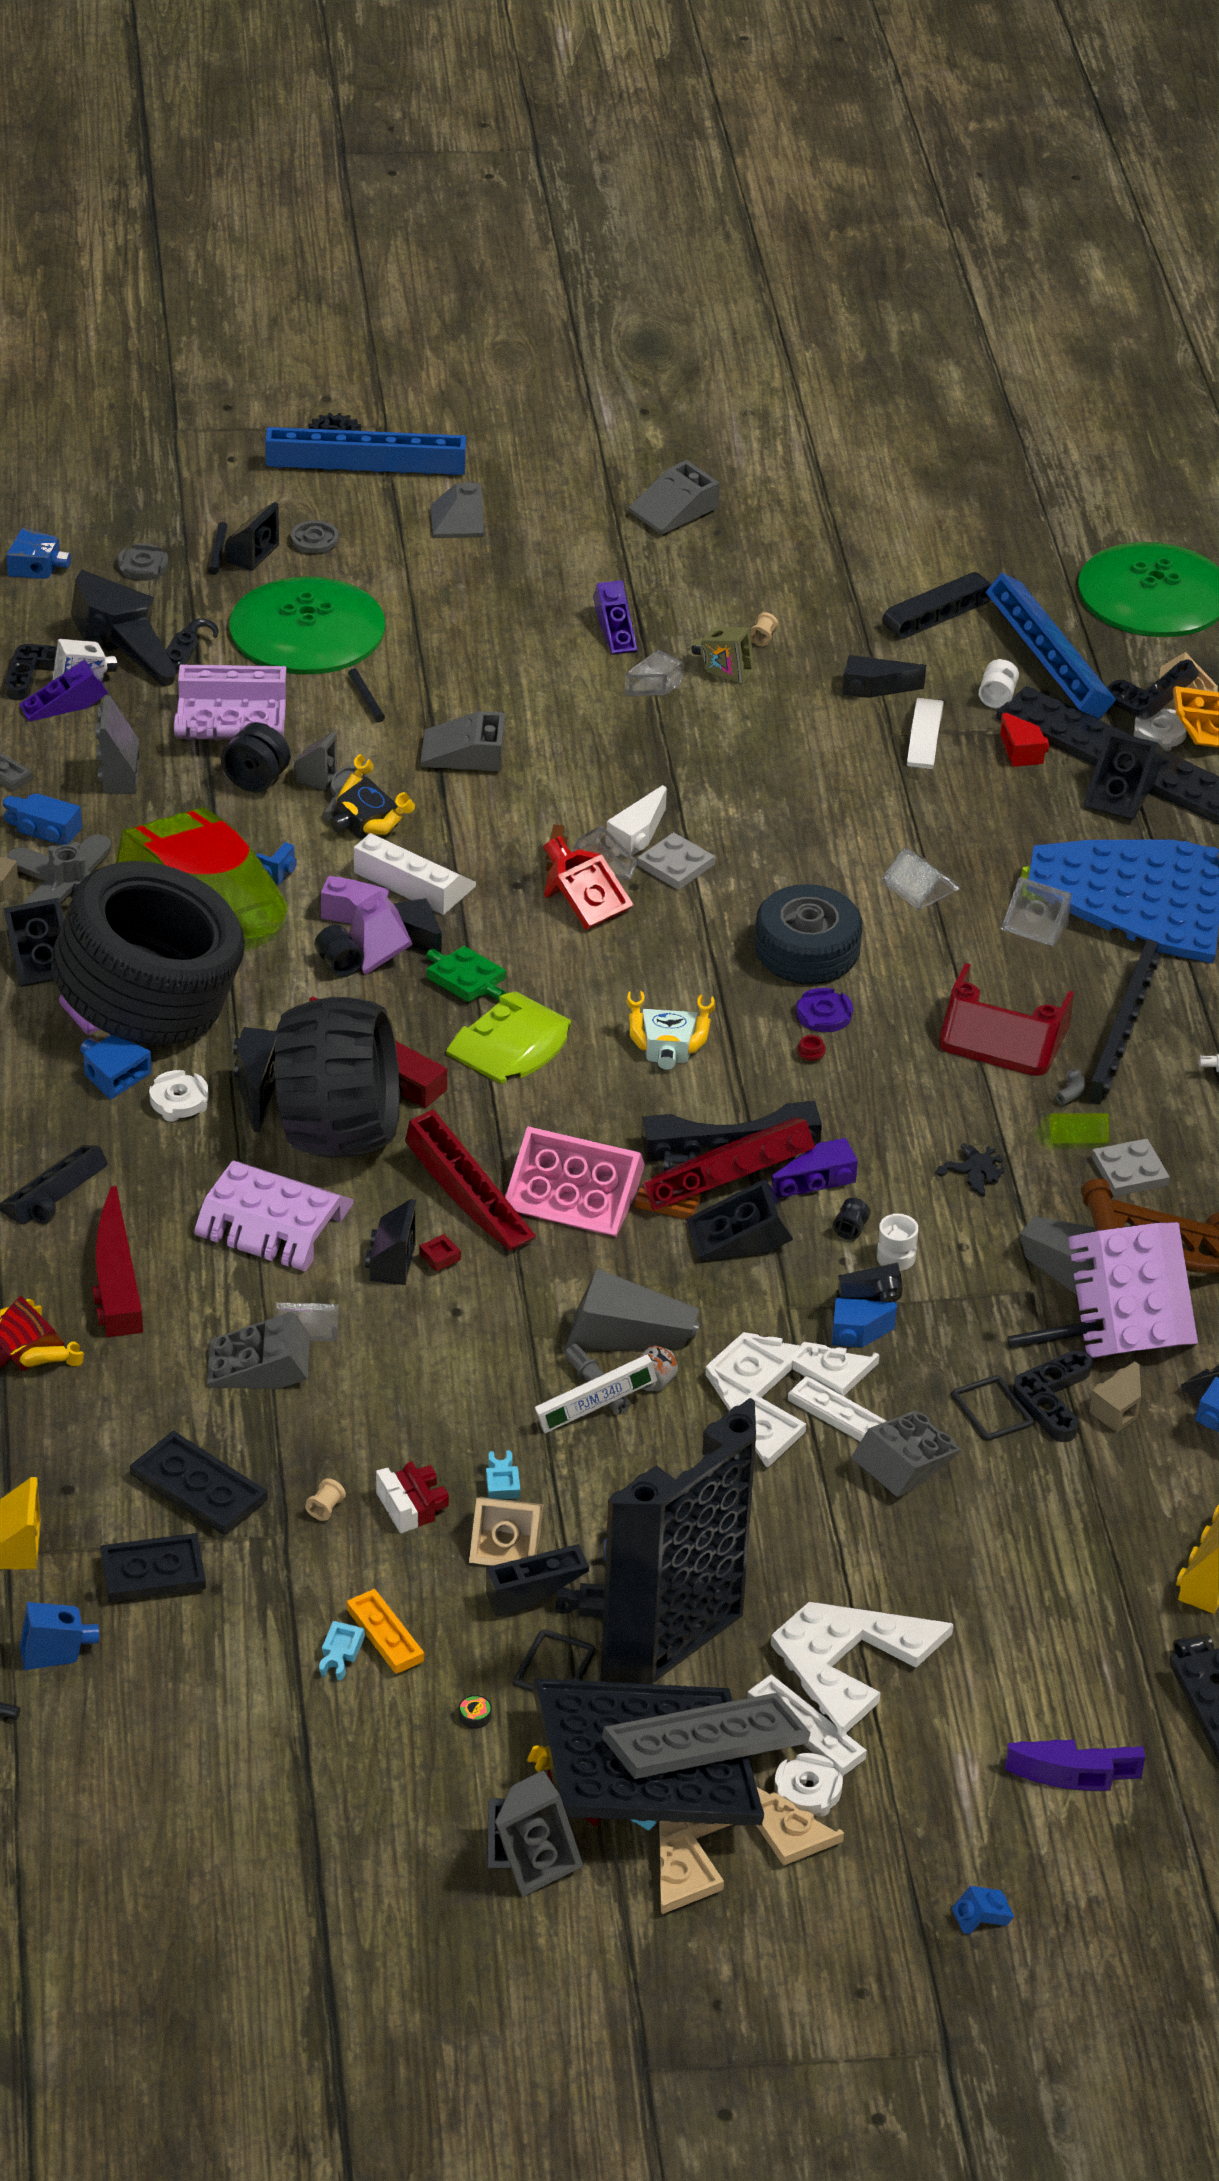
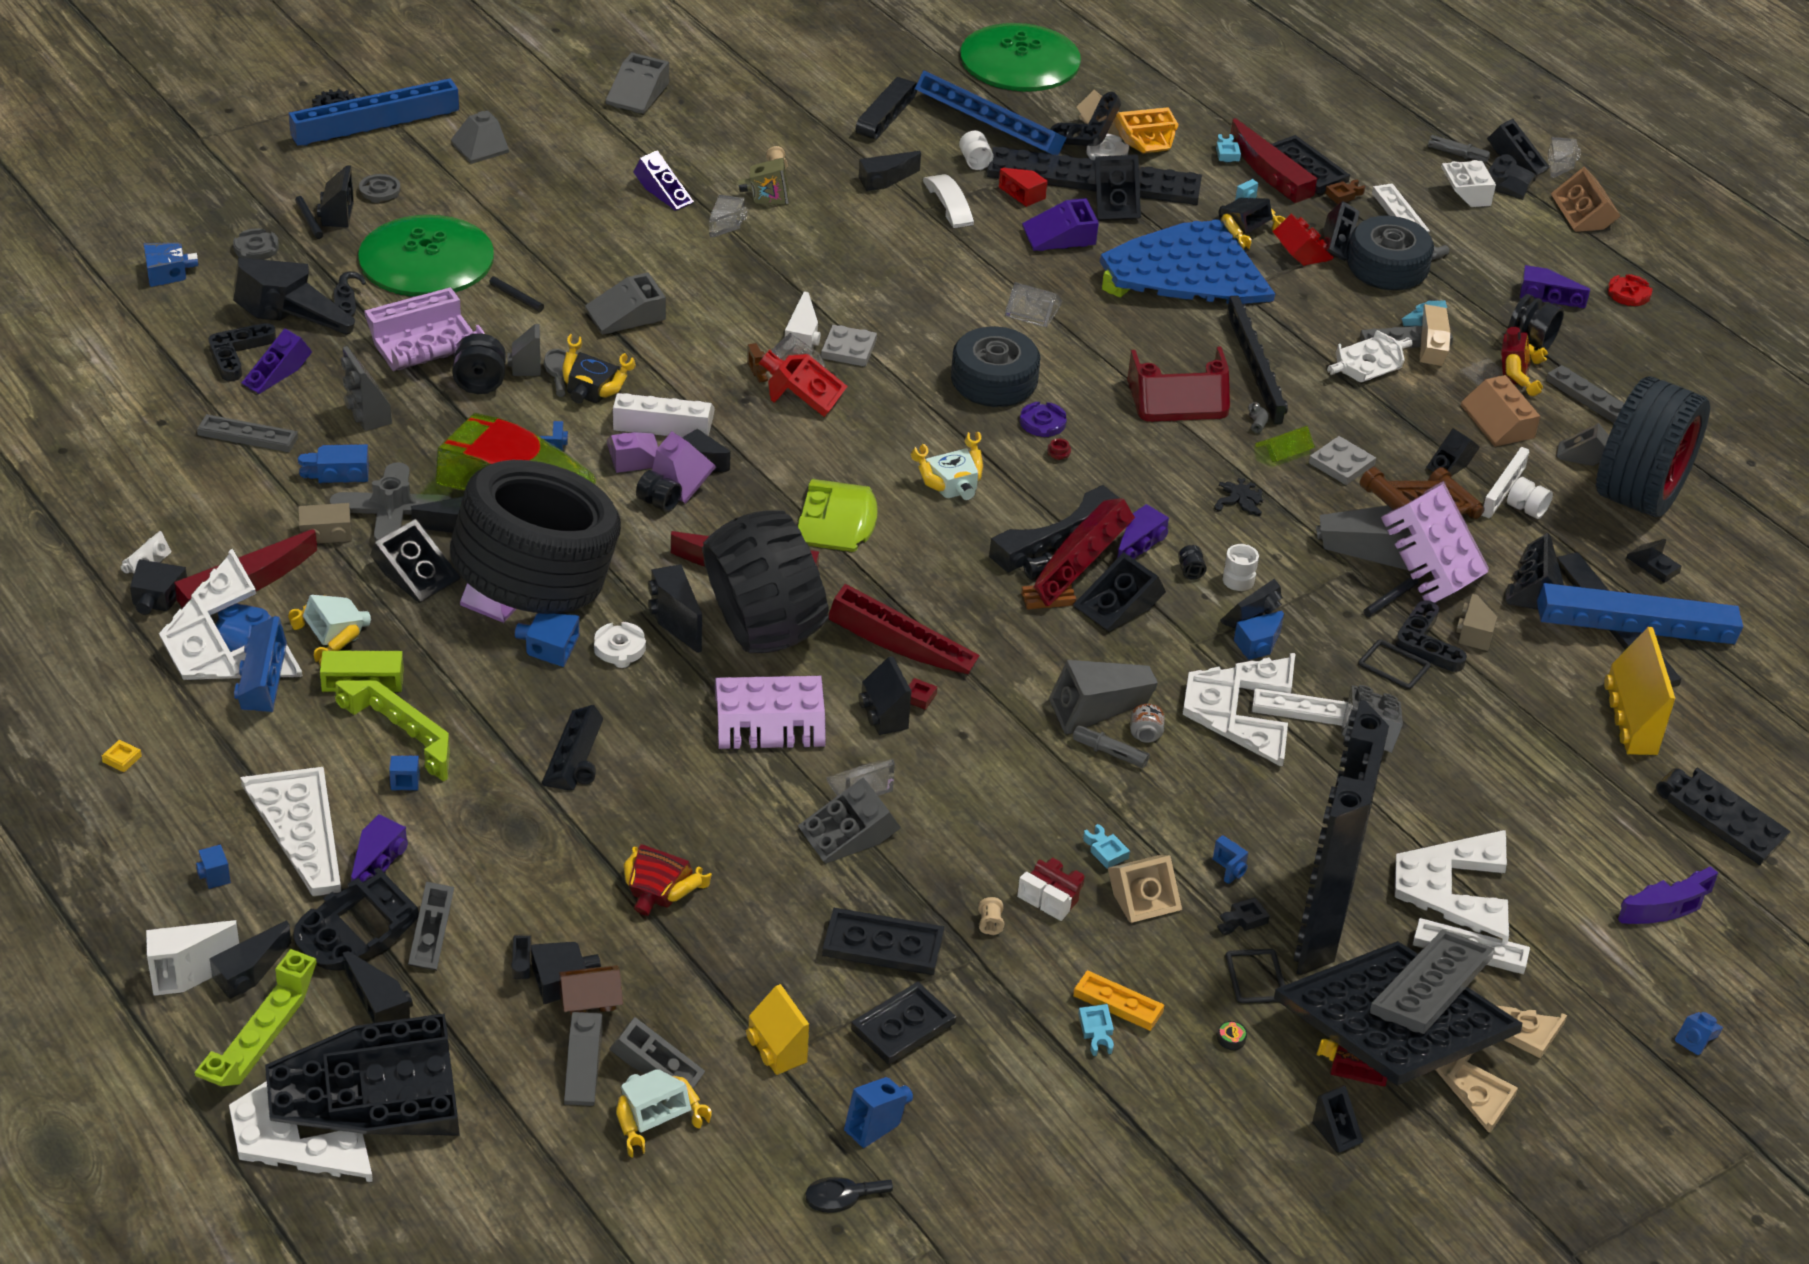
camera: 30 degrees left, 0 degrees up
(74, 651) = (269, 328): white torso -> none
(117, 1286) = (685, 799): dark red slope -> none
(466, 973) = (764, 477): green plate -> none
(529, 1580) = (1200, 914): black slope -> none
(537, 1834) = (1381, 1104): dark grey slope -> none
(574, 1181) = (977, 603): bright pink slope -> none
(596, 1393) = (1129, 756): tile -> none
(825, 1780) = (1504, 976): white plate -> none
(1024, 801) = (1063, 226): none -> dark purple slope
(1038, 912) = (1136, 300): clear slope -> none

